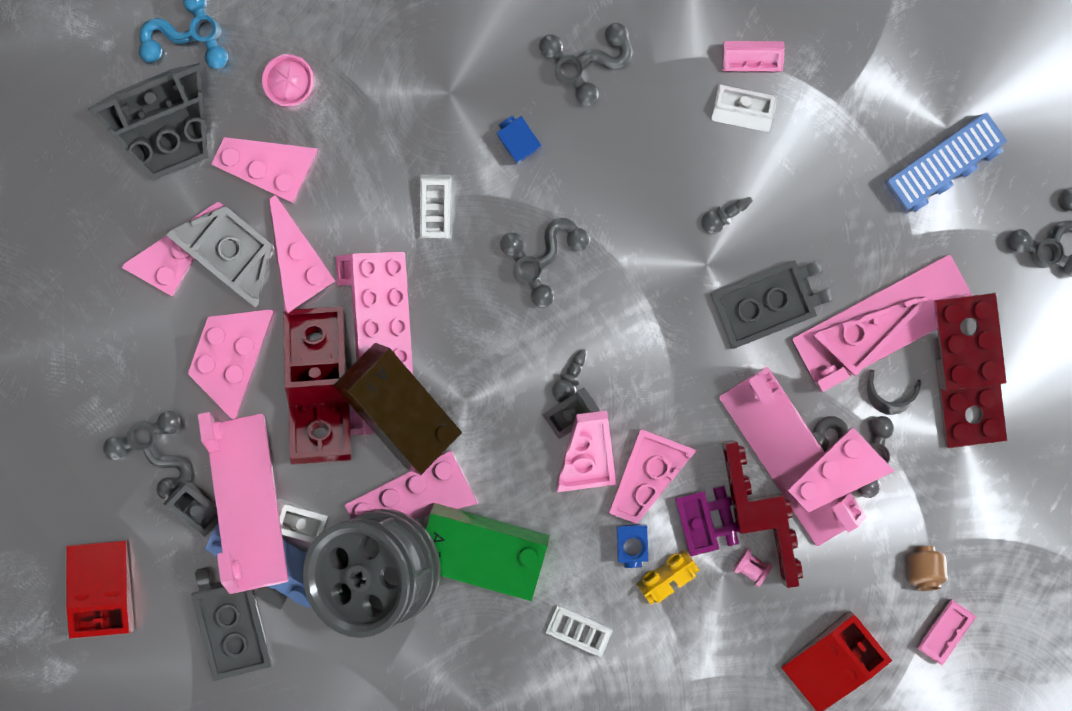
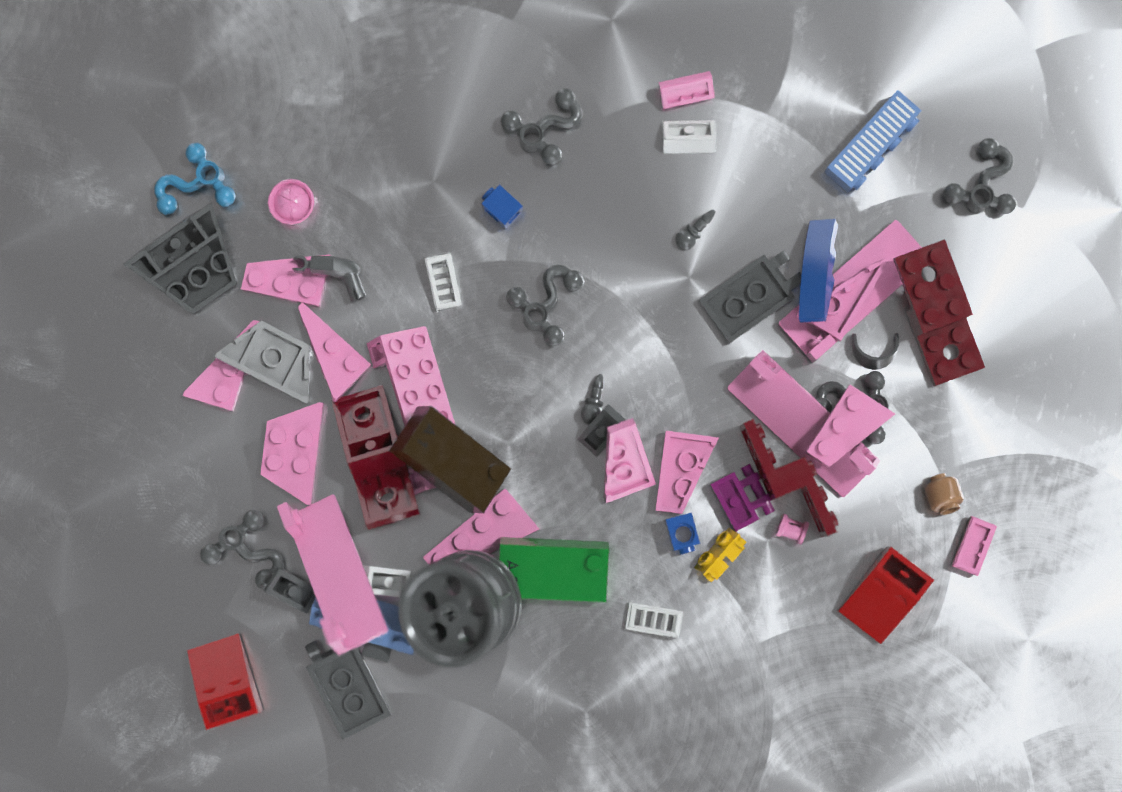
camera: 15 degrees left, 5 degrees down
(322, 166) = (338, 268): none -> dark grey arm
(848, 293) = (817, 270): none -> blue slope

